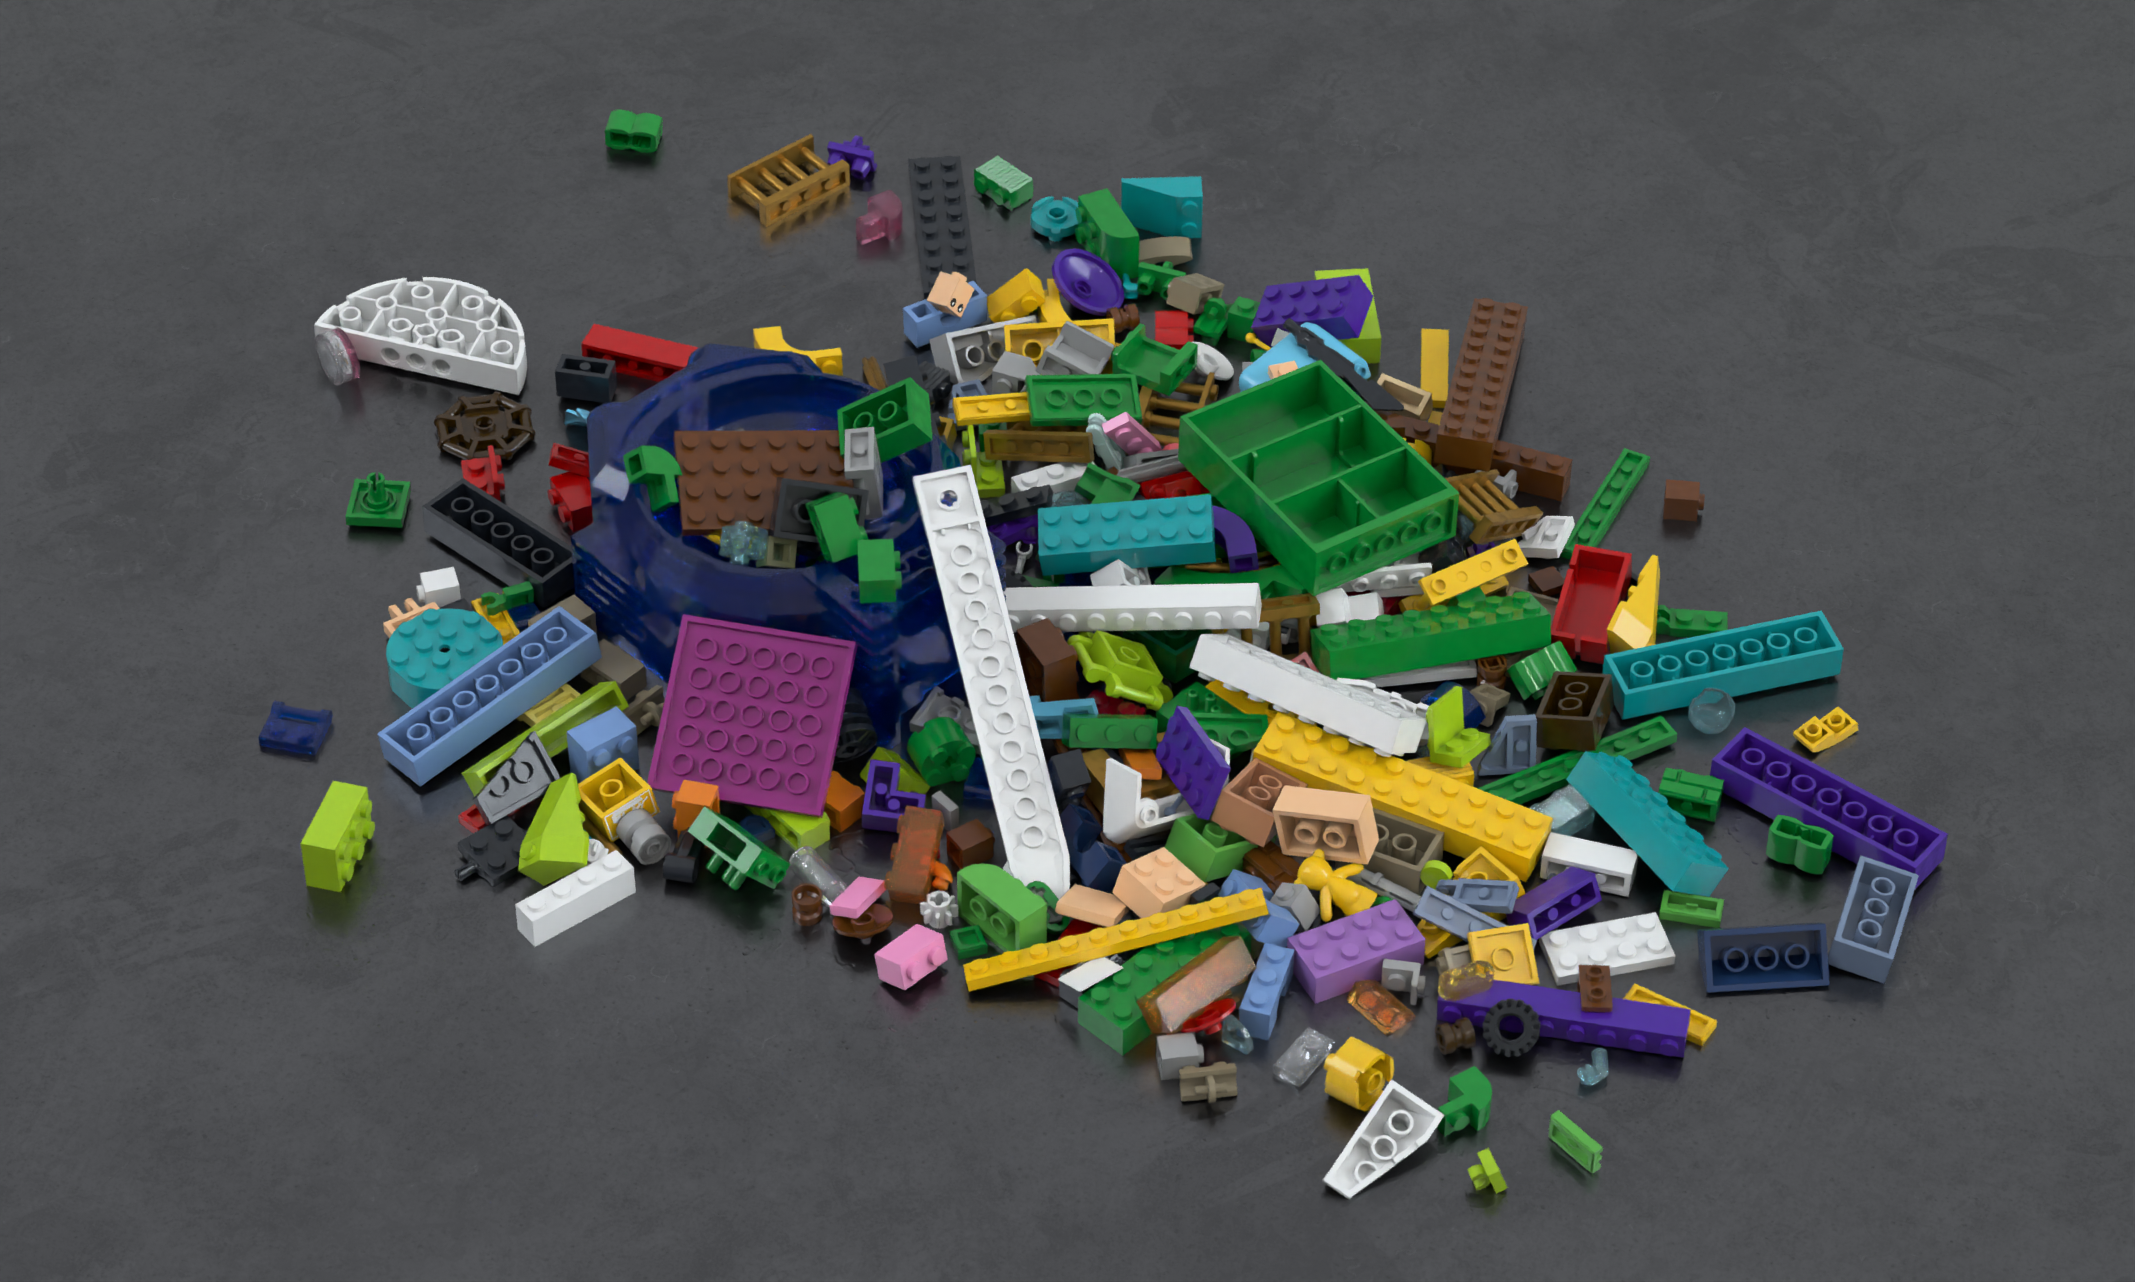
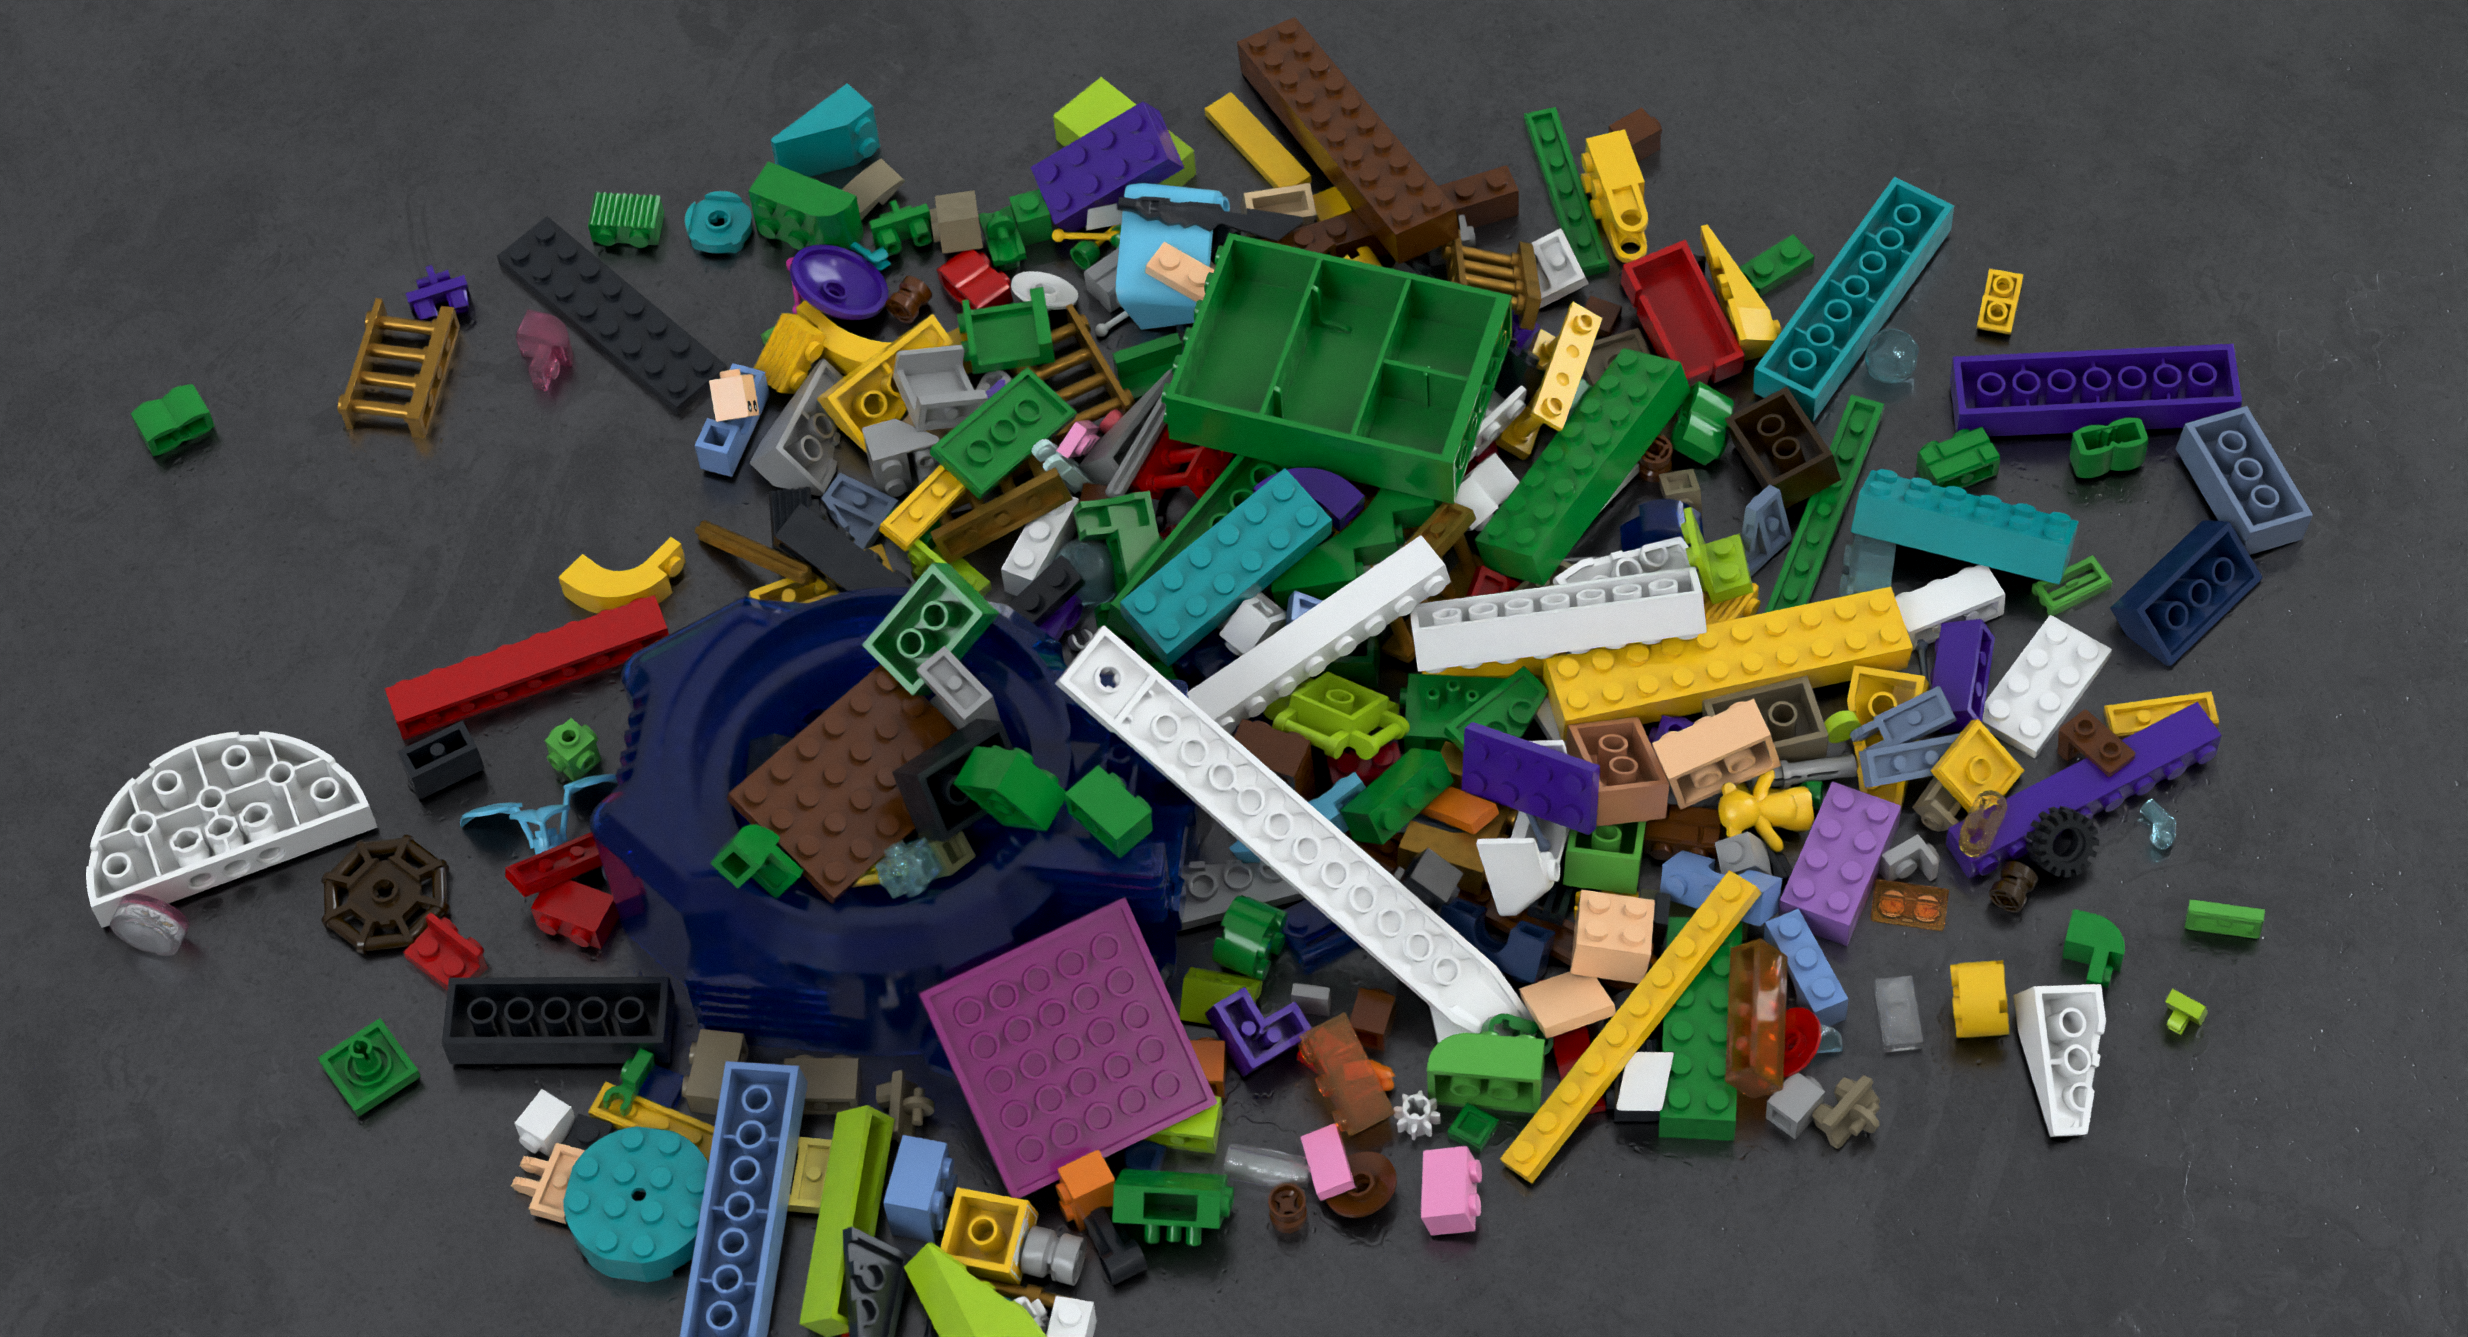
camera: 35 degrees left, 15 degrees up
(1632, 511) = (1616, 191): none -> yellow brick

